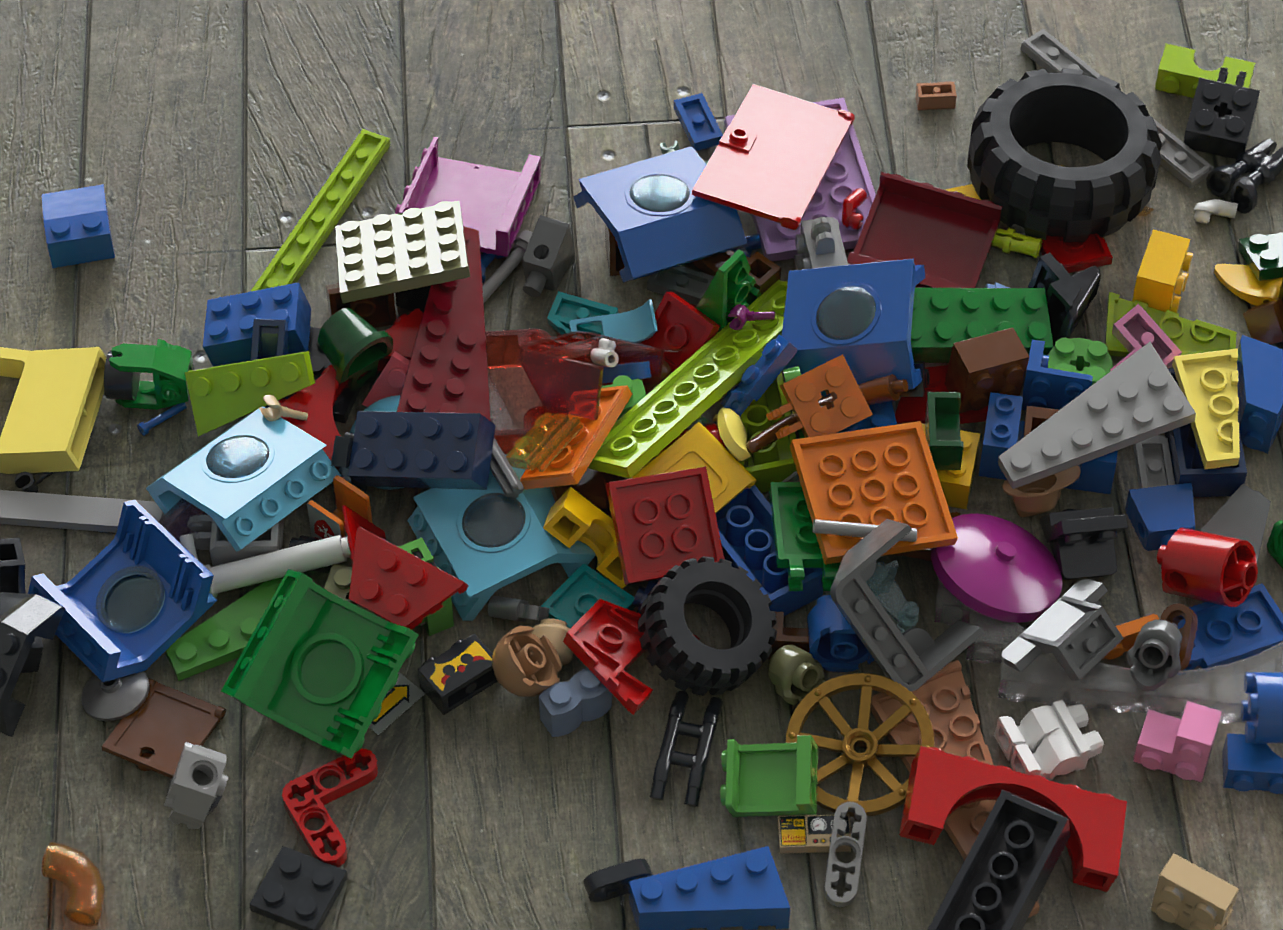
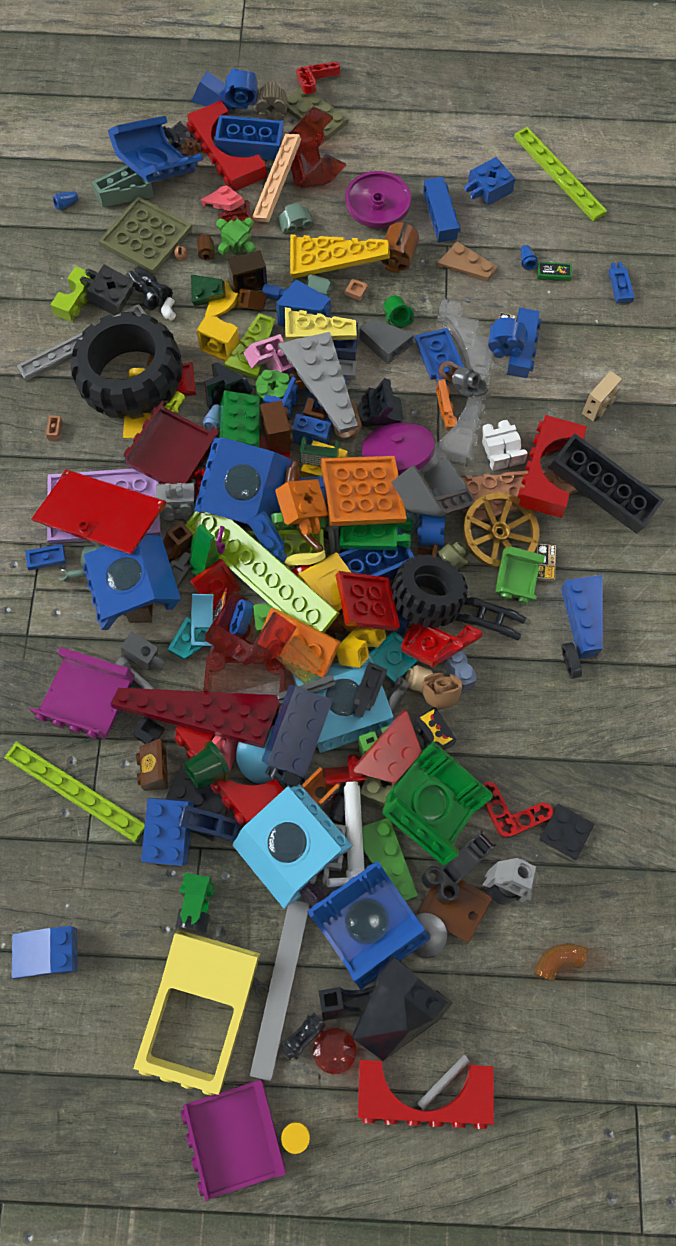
camera: 85 degrees left, 15 degrees up
(145, 427) = (225, 911): blue piece -> none
(224, 721) = (457, 868): none -> black piece
(238, 389) = (222, 845): lime wing -> none
(275, 410) = (252, 819): tan hand -> none
(401, 251) = (137, 731): plate -> none
(507, 544) = (368, 688): none -> black hinge
(605, 353) = (231, 625): white arm -> none
(832, 878) = (555, 549): light grey beam -> none
(849, 209) = (136, 480): red arm -> none
(852, 529) = (392, 499): light grey bar -> none
(1070, 629) = (447, 421): dark grey plate -> none
(1160, 512) = (371, 369): blue torso -> none
(1177, 743) = (511, 385): bright pink brick -> none
(1208, 567) = (414, 350): red cylinder -> none

